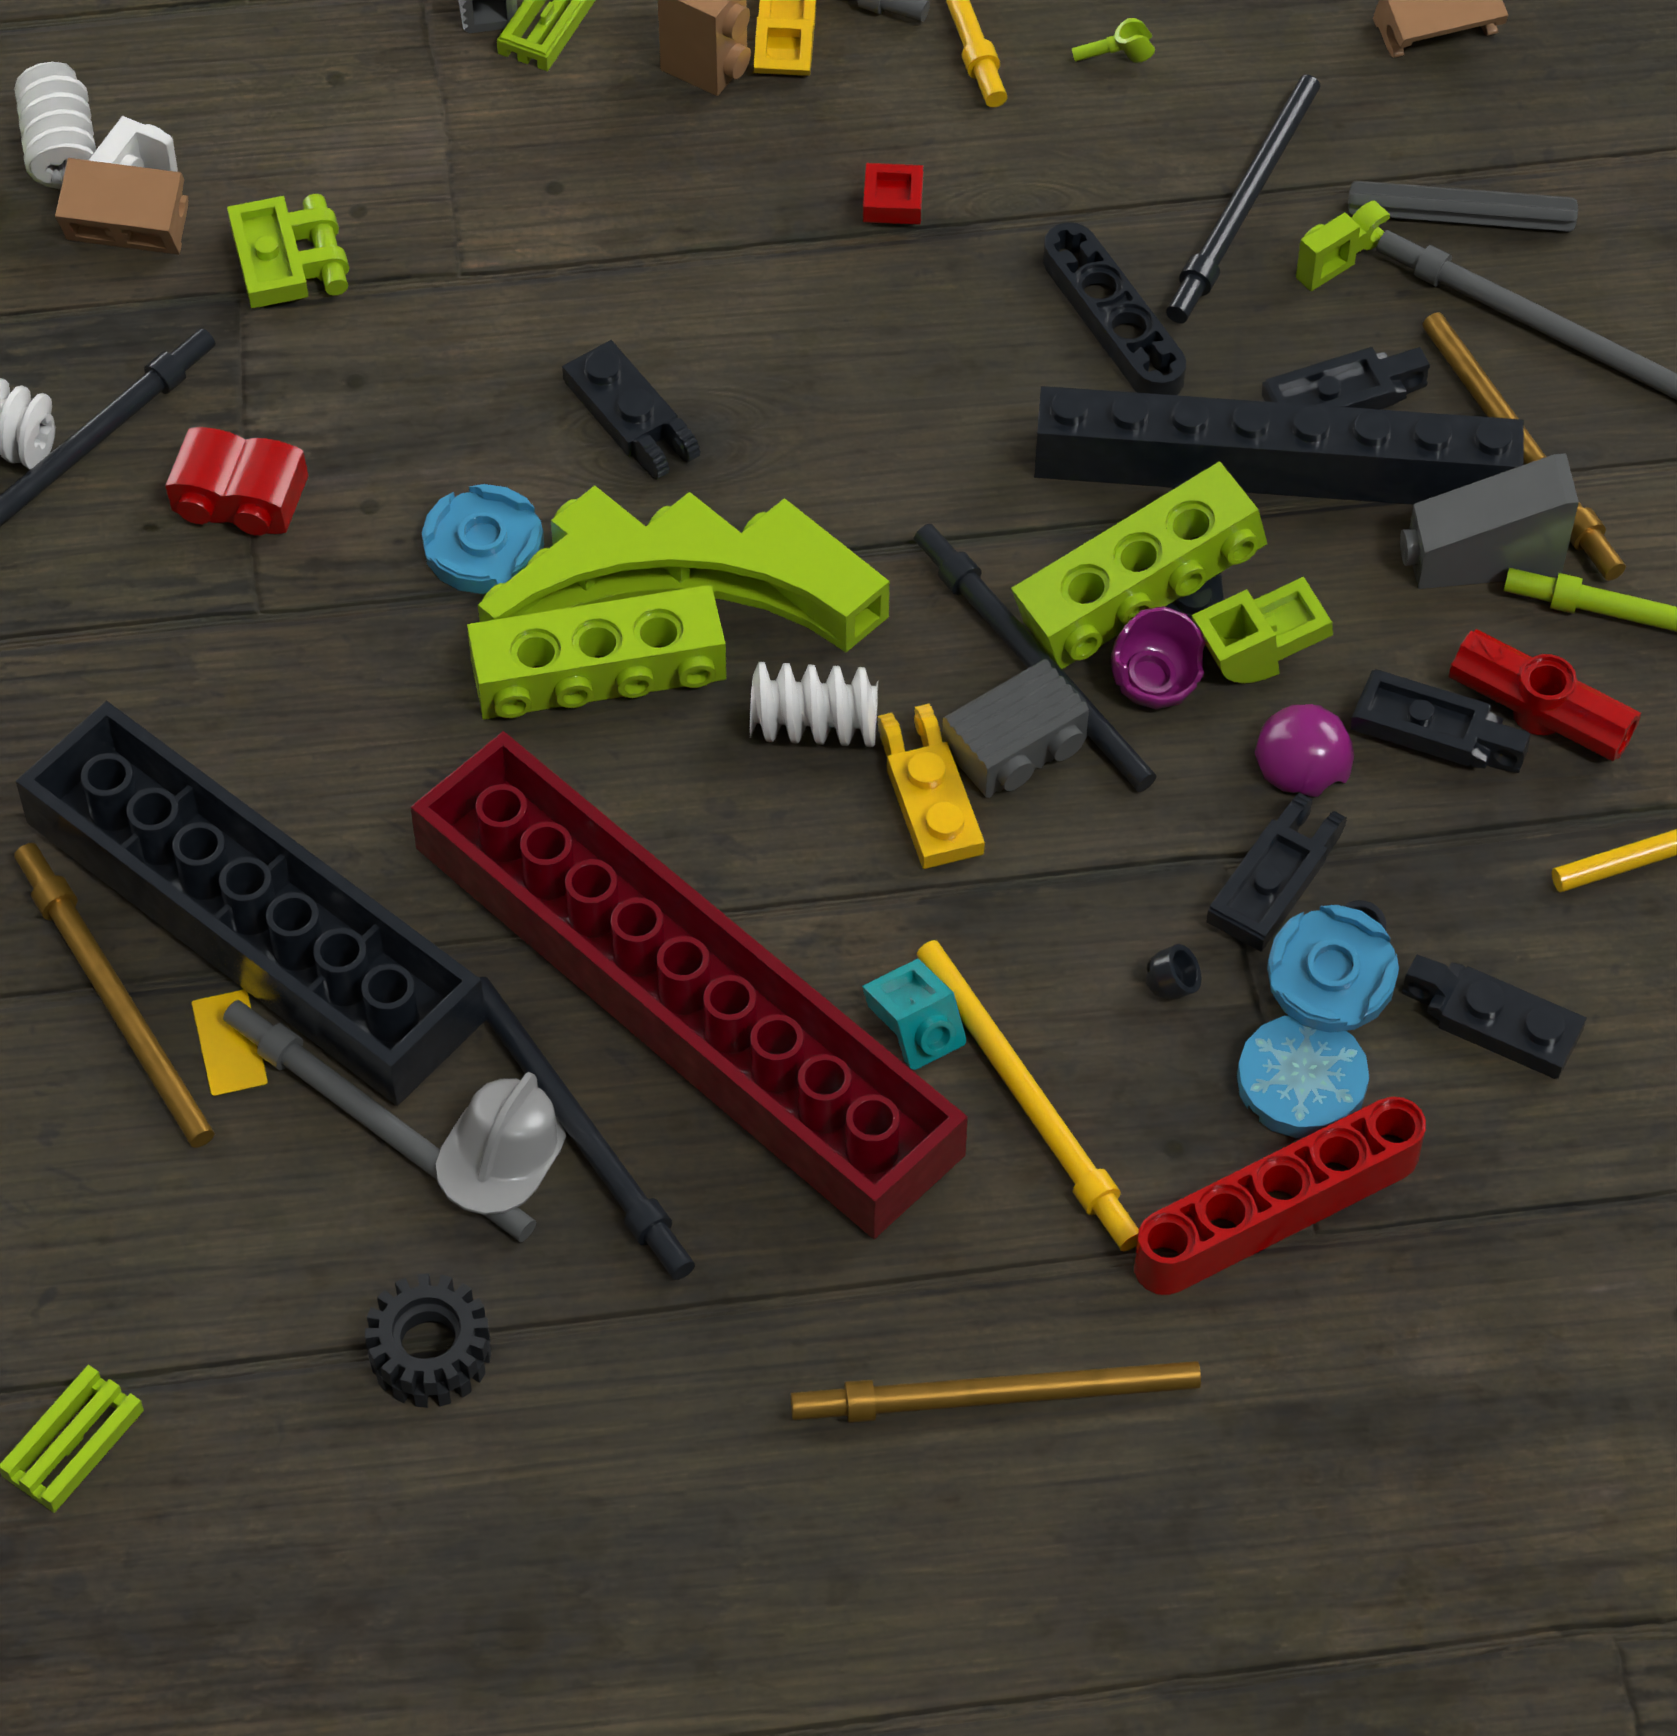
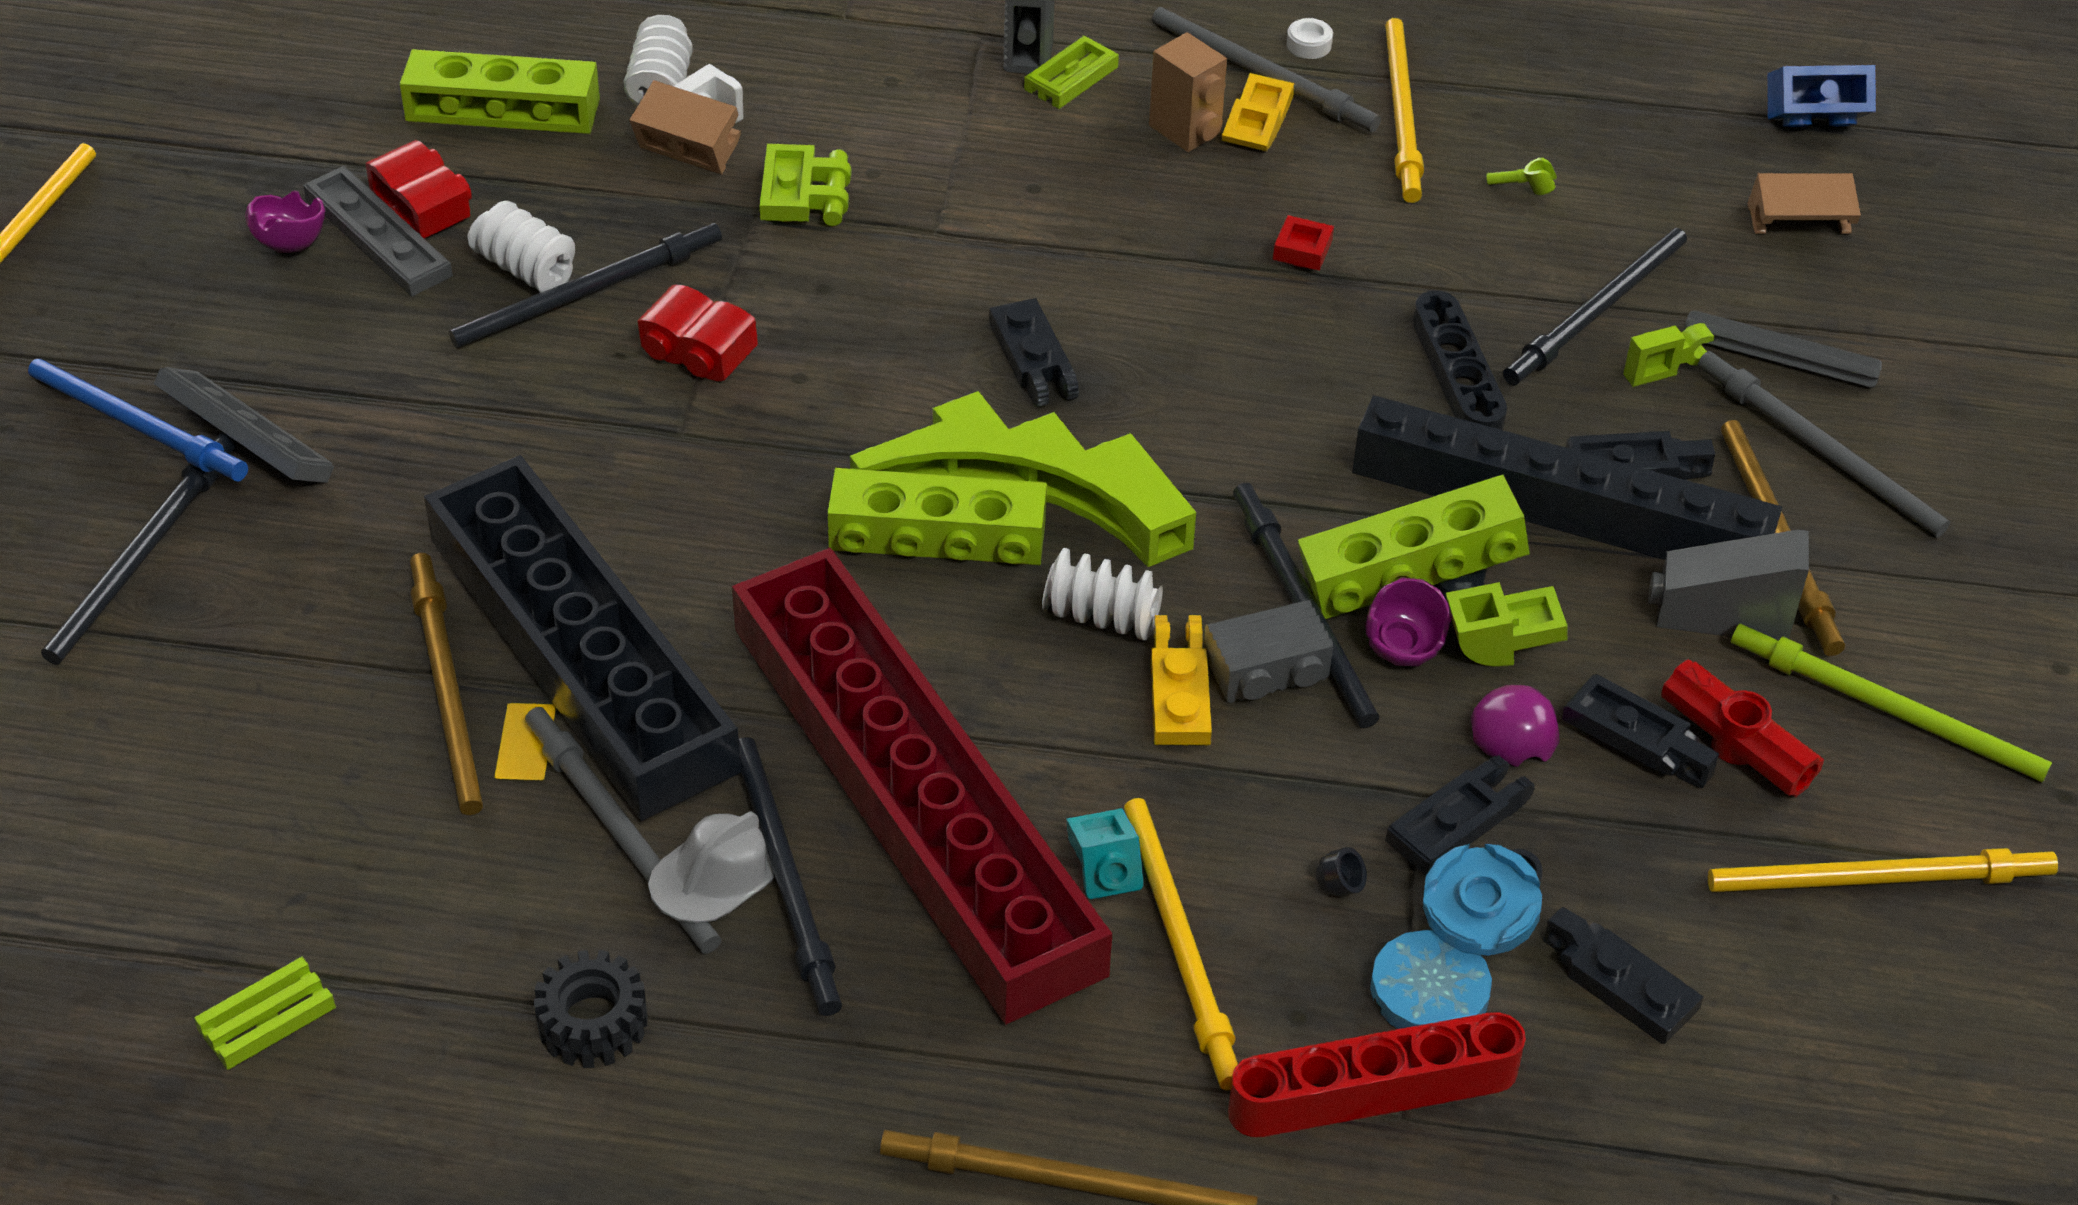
camera: 15 degrees right, 10 degrees down
(481, 537) = (876, 413): dark azure tile -> none

